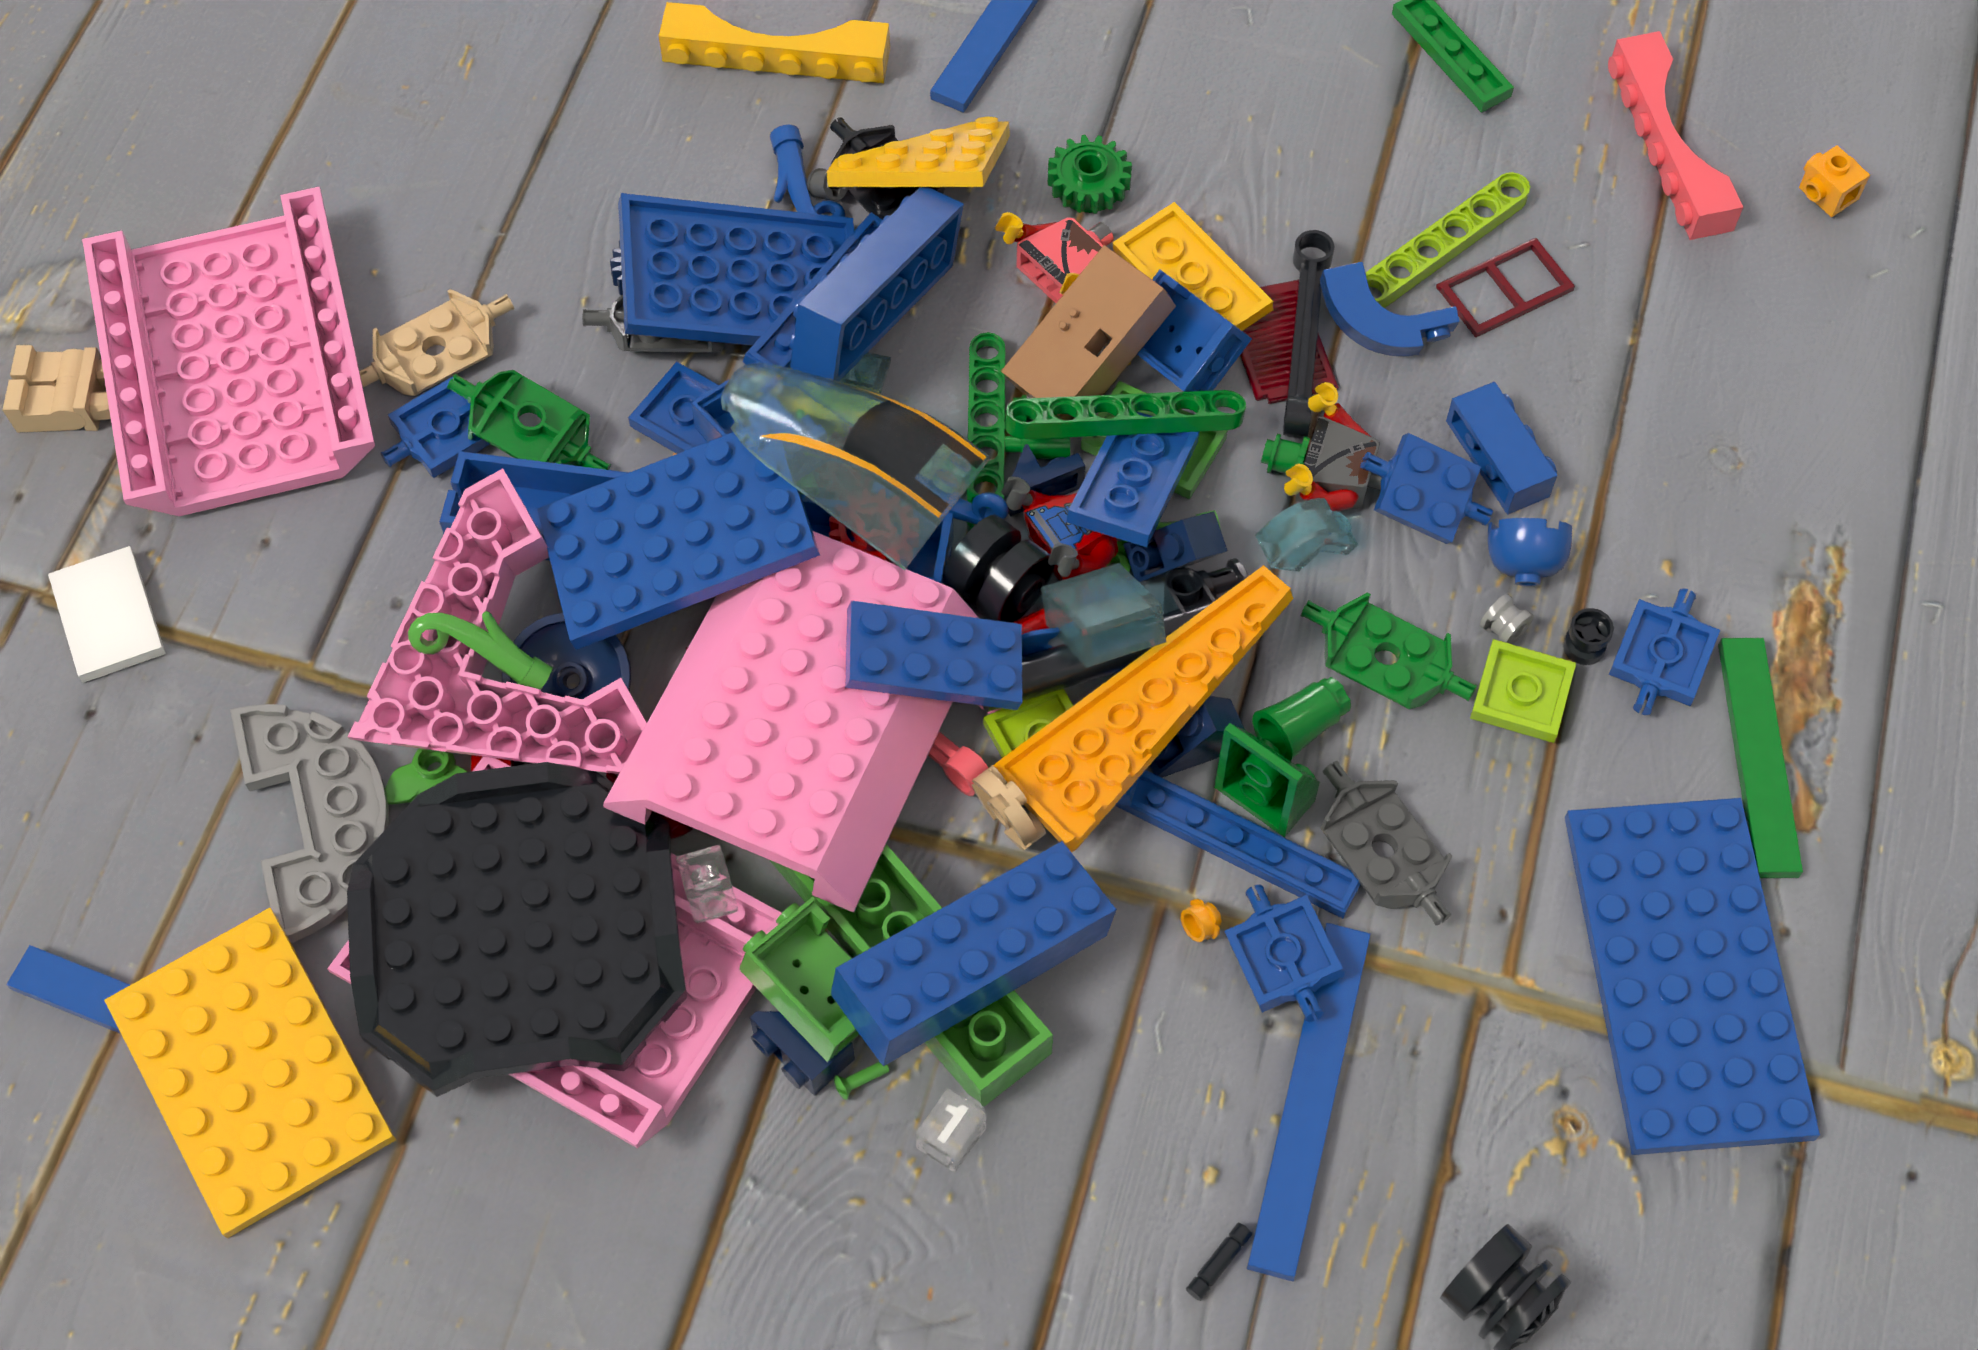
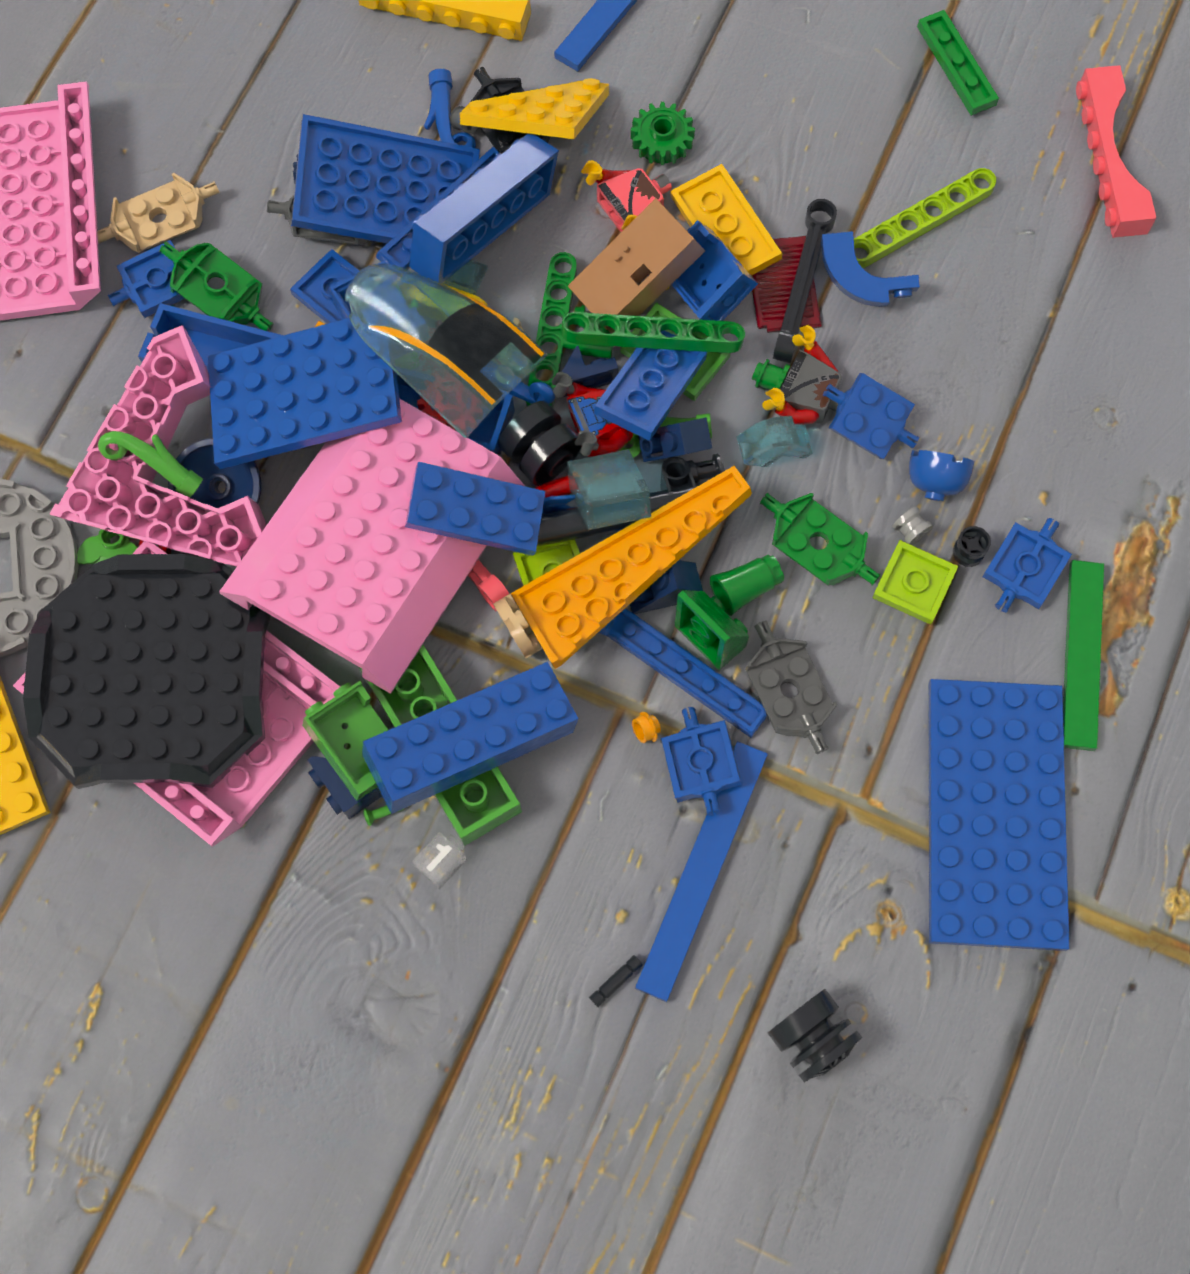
camera: 10 degrees right, 10 degrees up
(707, 884) = (287, 659): clear bracket -> none
(1502, 446) = (935, 389): blue brick -> none
(1520, 307) = (971, 276): dark red window -> none

